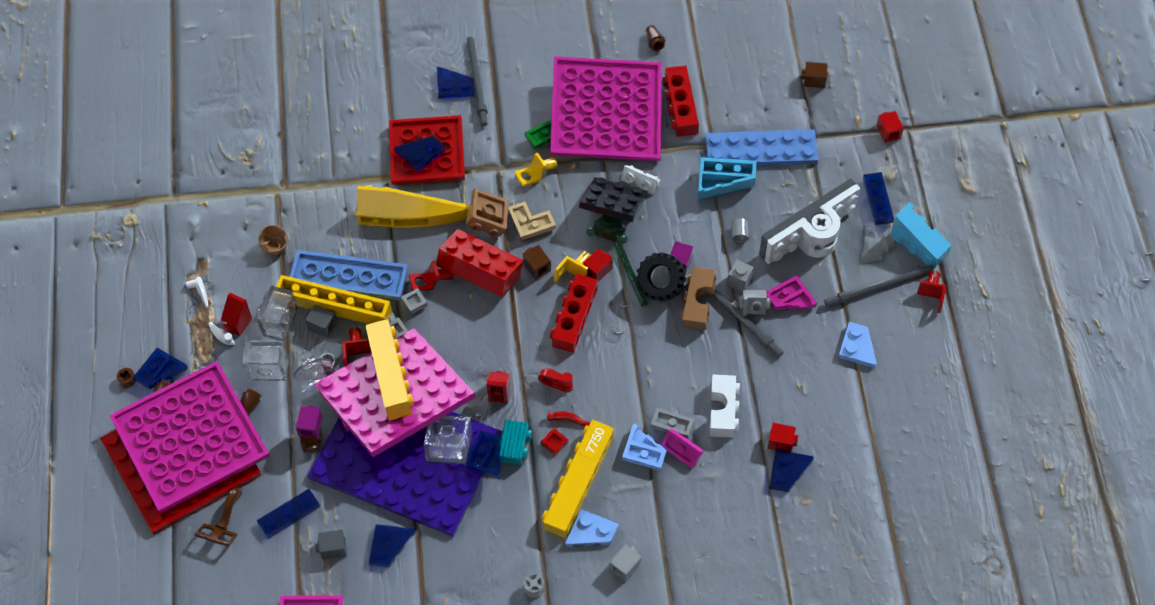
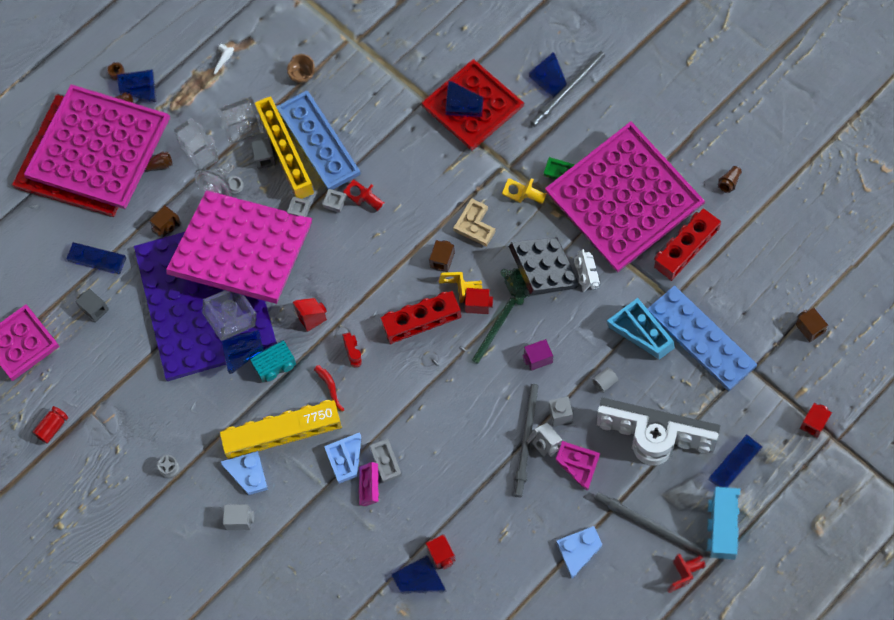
camera: 55 degrees right, 5 degrees up
(221, 334) = (200, 101): white bar -> none
(221, 527) = (50, 225): reddish brown piece -> none
(235, 315) = (216, 95): red slope -> none
(309, 422) = (167, 211): magenta brick -> none
(355, 345) = (263, 192): red bracket -> none
(388, 369) = (248, 227): yellow brick -> none
(388, 543) = (124, 342): clear blue wing -> none
(405, 209) = (402, 131): yellow wedge -> none
(479, 262) = (402, 217): red brick -> none
(487, 213) = (450, 188): medium nougat plate -> none
(554, 441) = (300, 389): red tile -> none
(646, 269) = (515, 357): black tyre -> none
(700, 282) = (523, 385): medium nougat arch -> none
(723, 421) = (419, 498): white arch -> none

